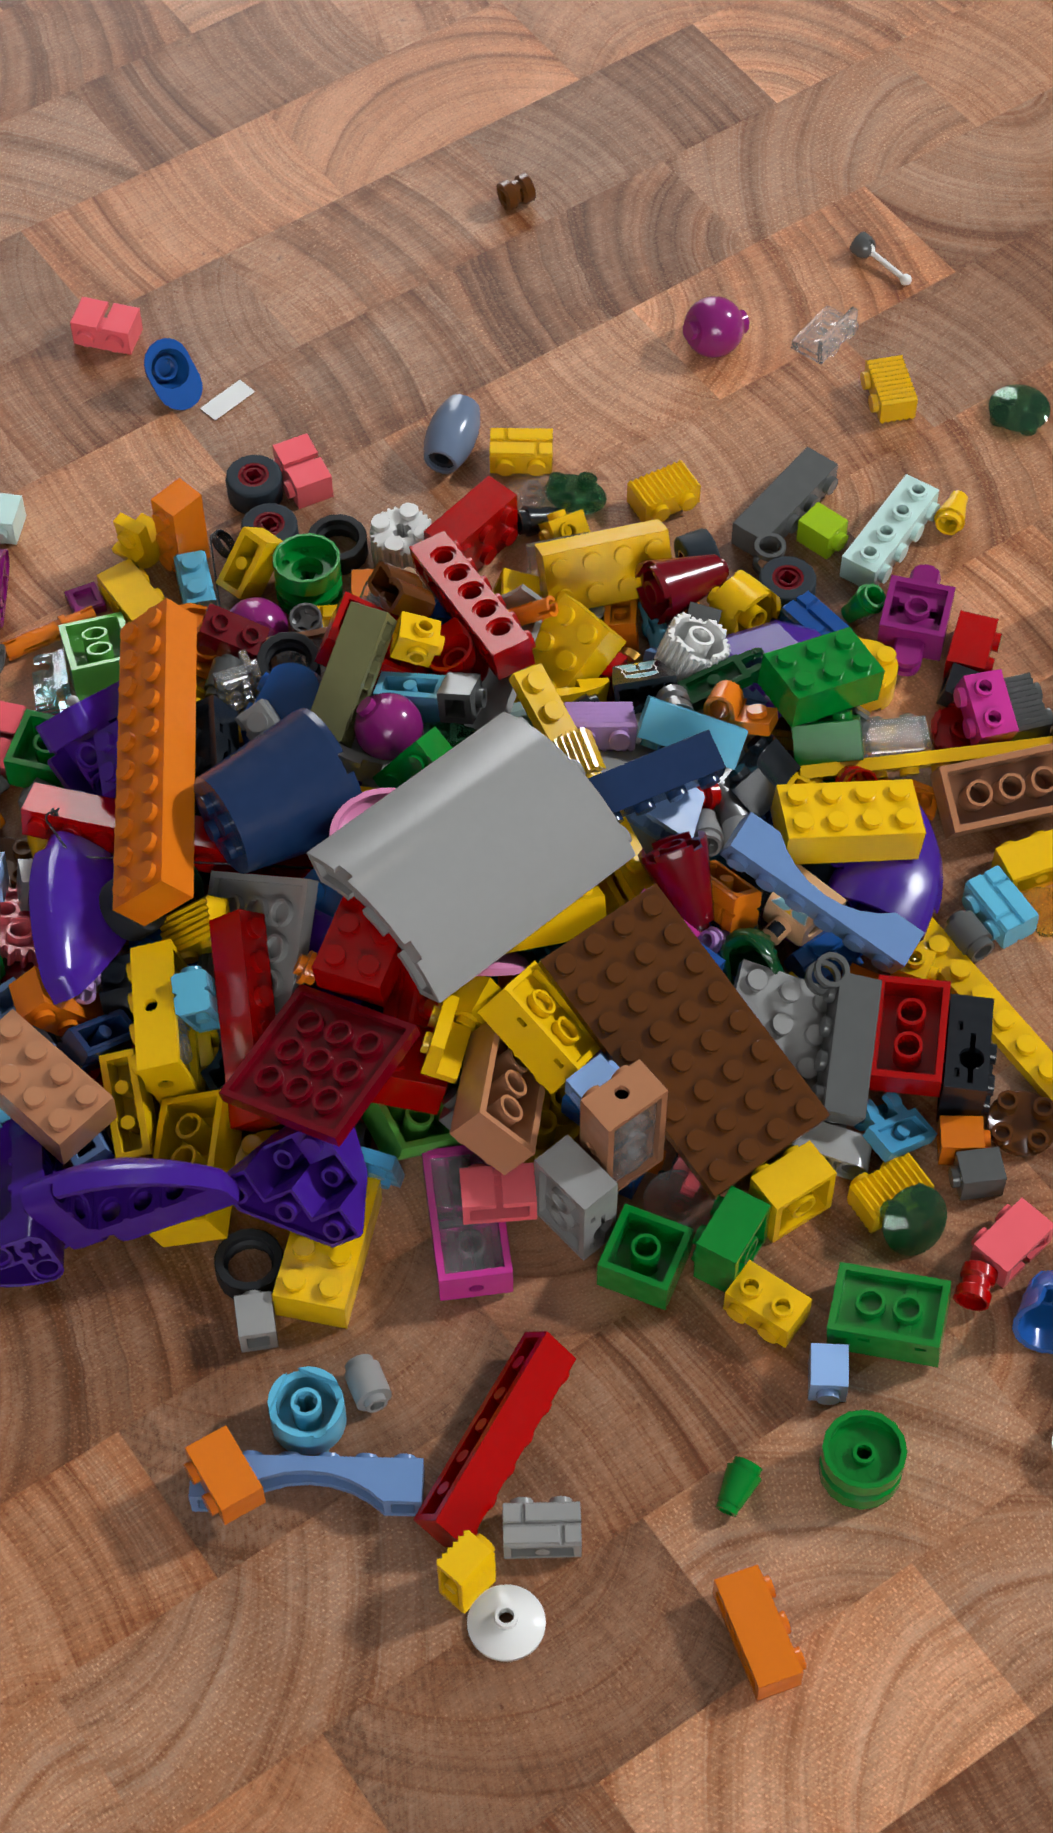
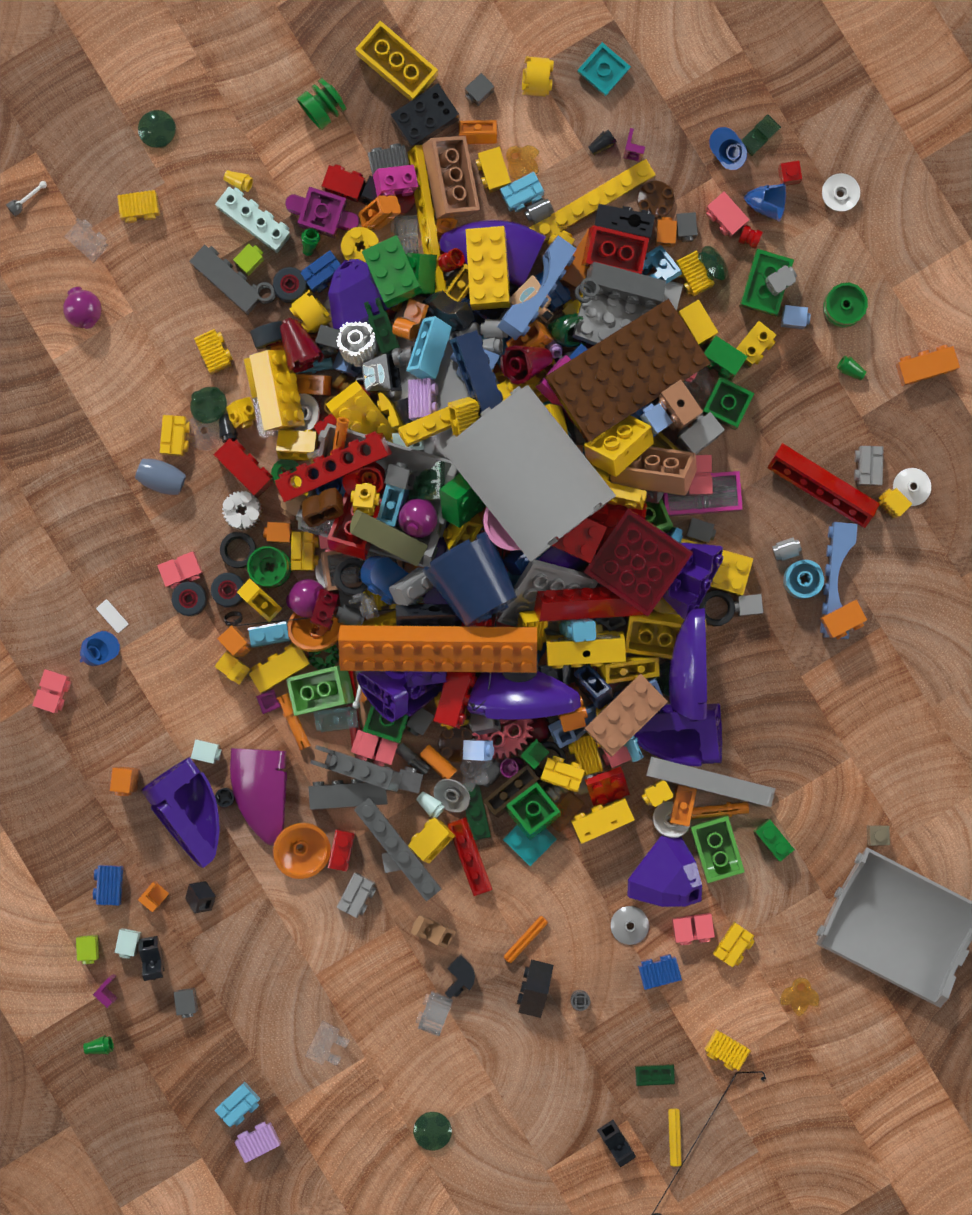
camera: 90 degrees left, 30 degrees up
(303, 969) = (577, 567): orange plate -> none
(305, 616) = (315, 564): flat silver wheel -> none
(397, 1228) = (701, 531): none -> dark grey brick
(891, 1306) = (781, 280): none -> light grey brick
(927, 690) = (379, 212): none -> orange brick

